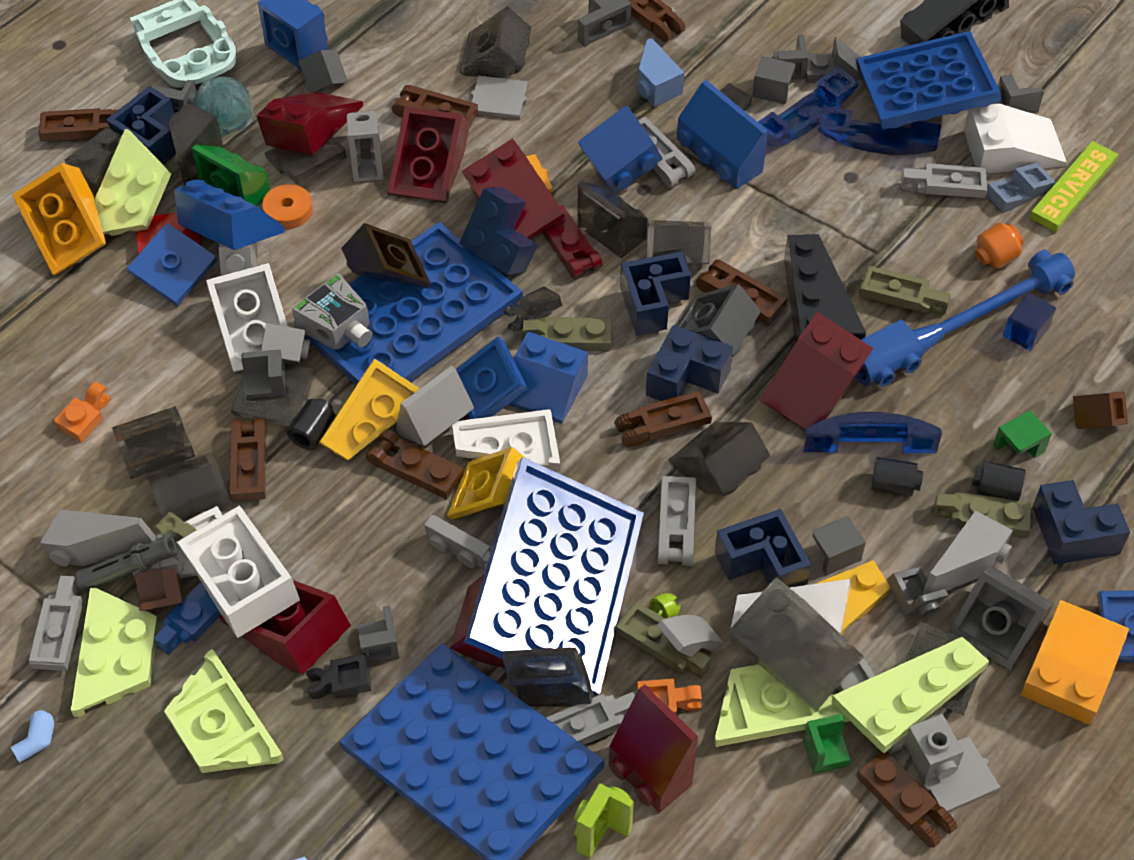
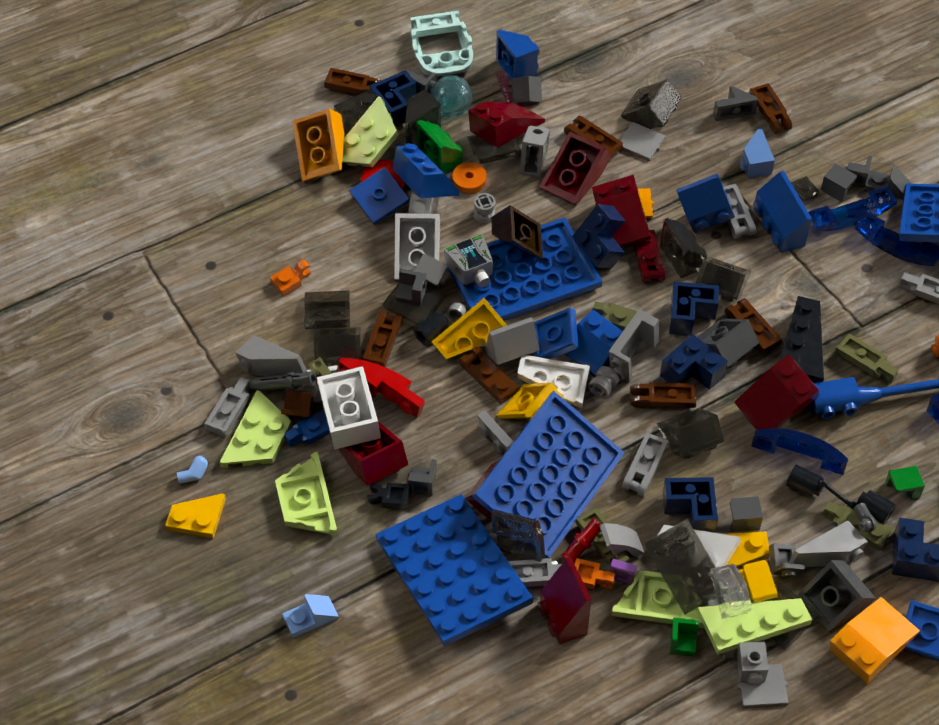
camera: 20 degrees right, 0 degrees up
(64, 803) = (196, 516): none -> yellow wing
(280, 518) = (387, 382): none -> red slope
(290, 75) = (504, 87): none -> clear pink wheel
(324, 240) = (484, 207): none -> light grey wheel
(338, 391) = (456, 311): none -> light grey hinge
(535, 304) = (608, 293): clear smoke plate -> none
(577, 428) = (602, 384): none -> light grey wheel
(605, 809) = (515, 631): lime bracket -> none
(606, 338) = (640, 329): none -> light grey panel
(637, 655) = (582, 540): none -> red pin
(665, 605) = (614, 516): lime hinge -> none
(710, 678) = (623, 571): none -> medium lavender tile
(872, 658) = (730, 591): none -> clear slope
(894, 633) = (759, 581): none -> yellow slope
(905, 798) = (721, 687): reddish brown hinge -> none
(922, 470) = (822, 482): none -> black hinge
(1002, 504) = (868, 522): none -> dark grey arm

